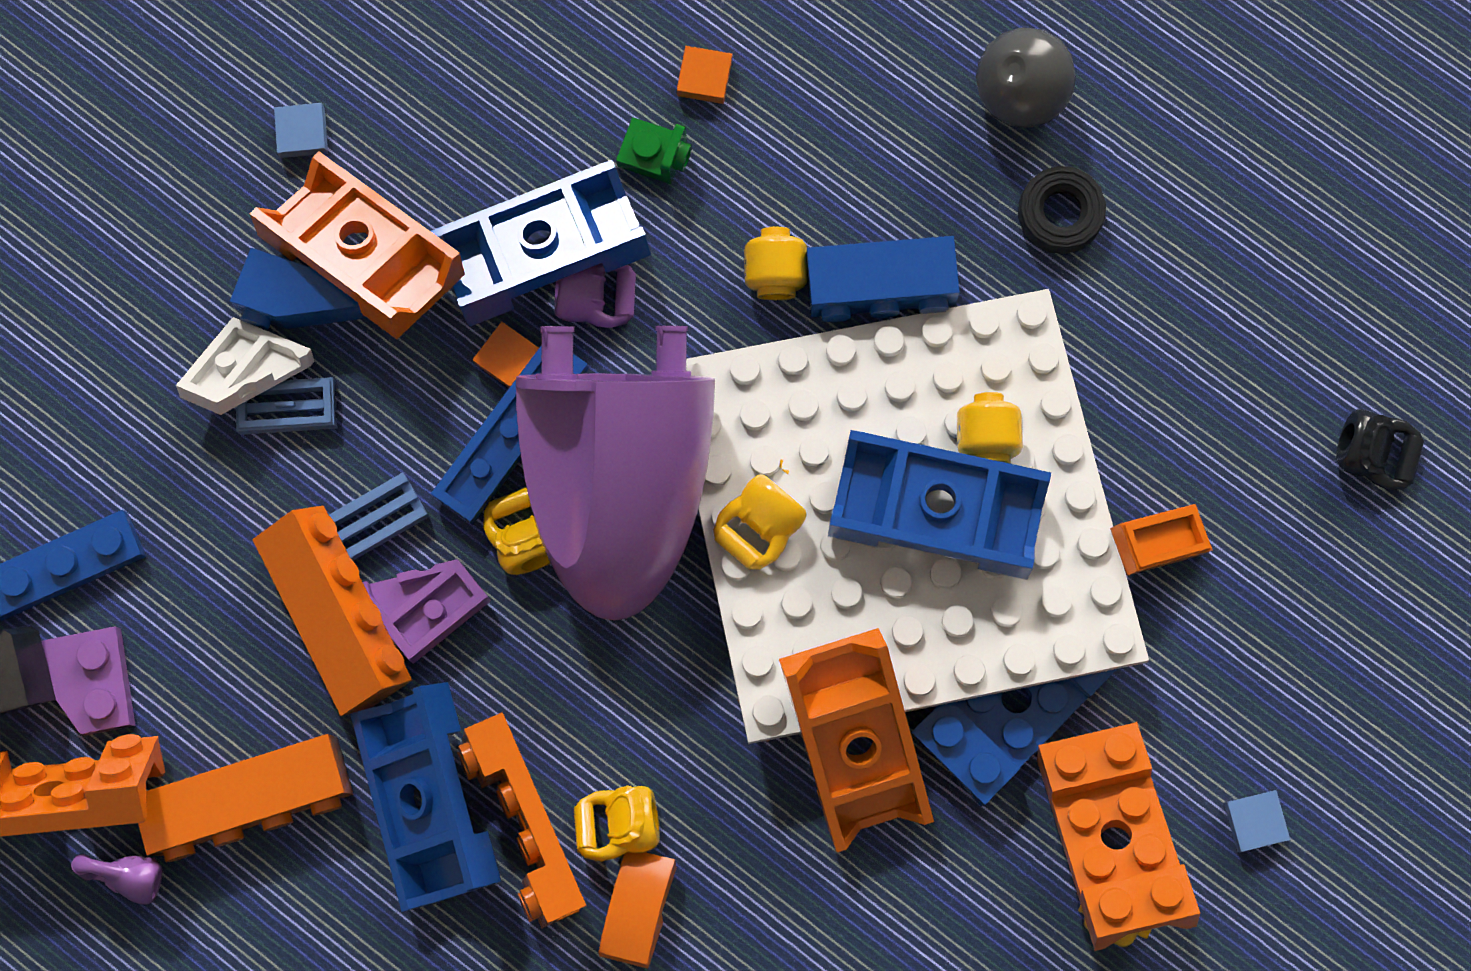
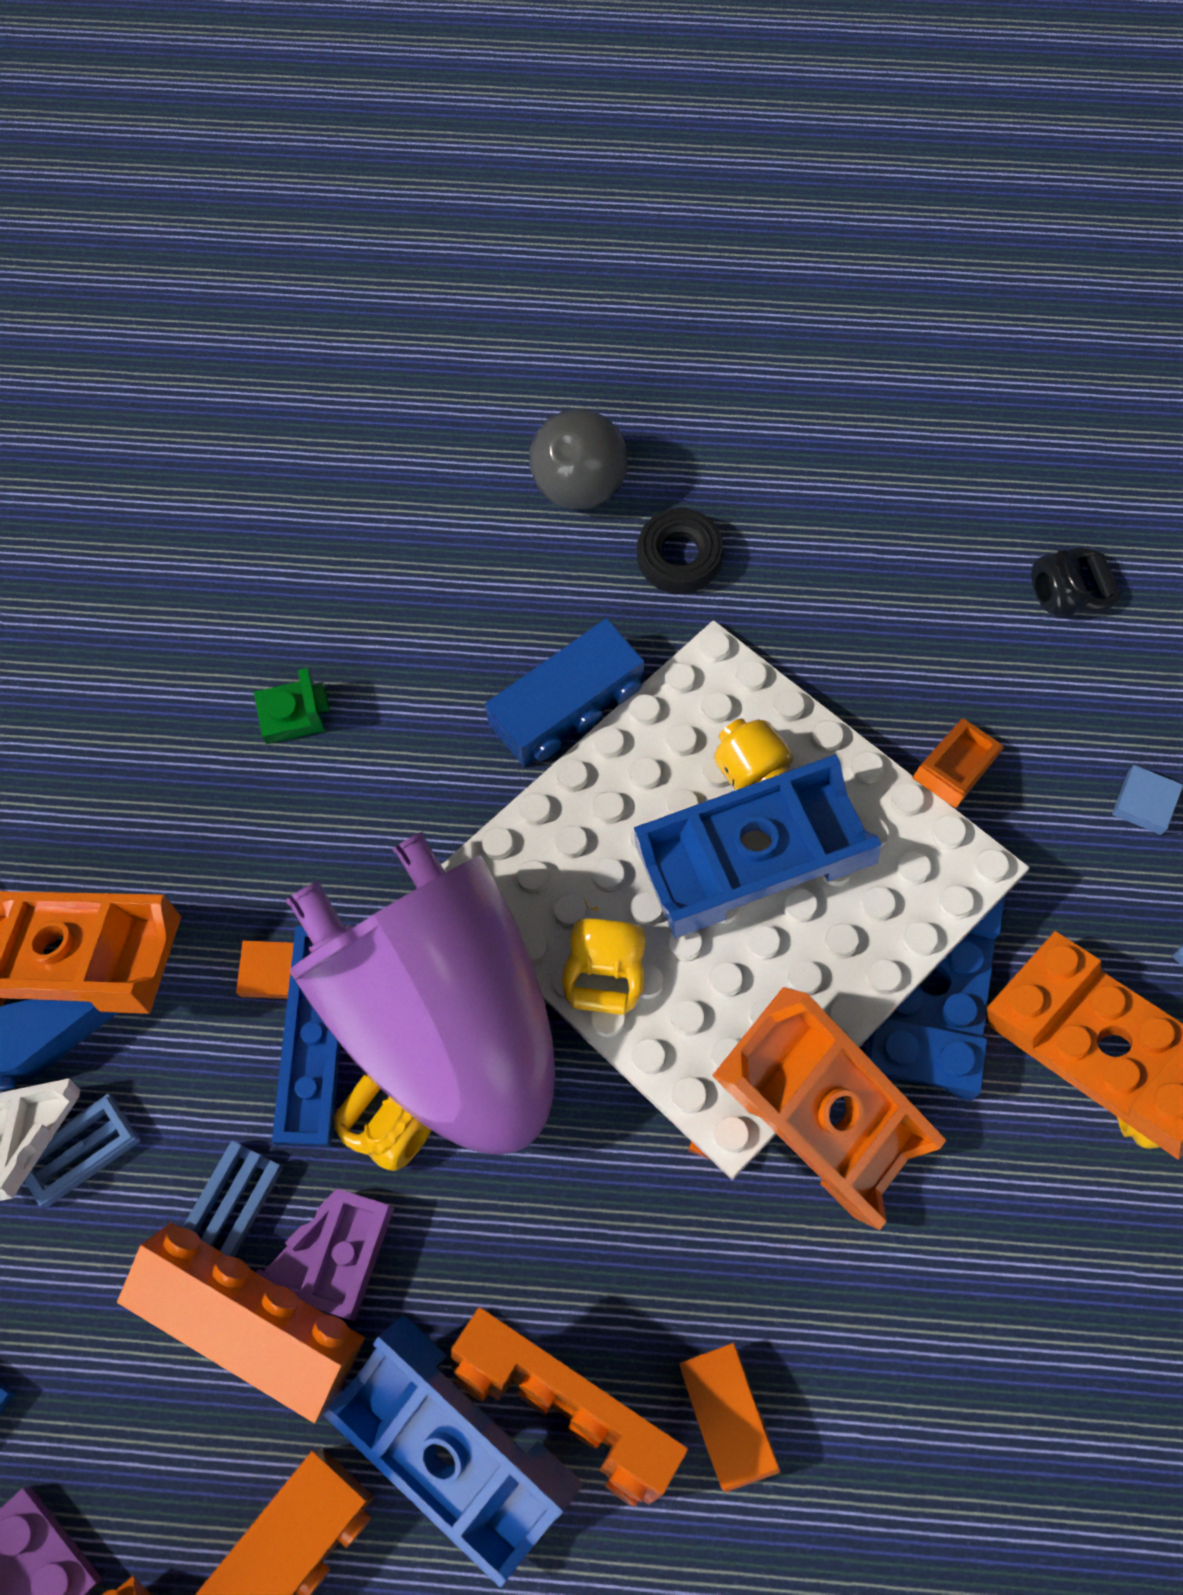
camera: 35 degrees left, 10 degrees down
(582, 294) = (298, 861): medium lavender piece -> none
(587, 227) = (271, 806): piece -> none
(631, 822) = (666, 1336): yellow piece -> none
(704, 74) = (296, 621): orange tile -> none
(775, 264) = (465, 738): yellow head -> none
(1299, 668) = (1147, 799): none -> medium blue tile

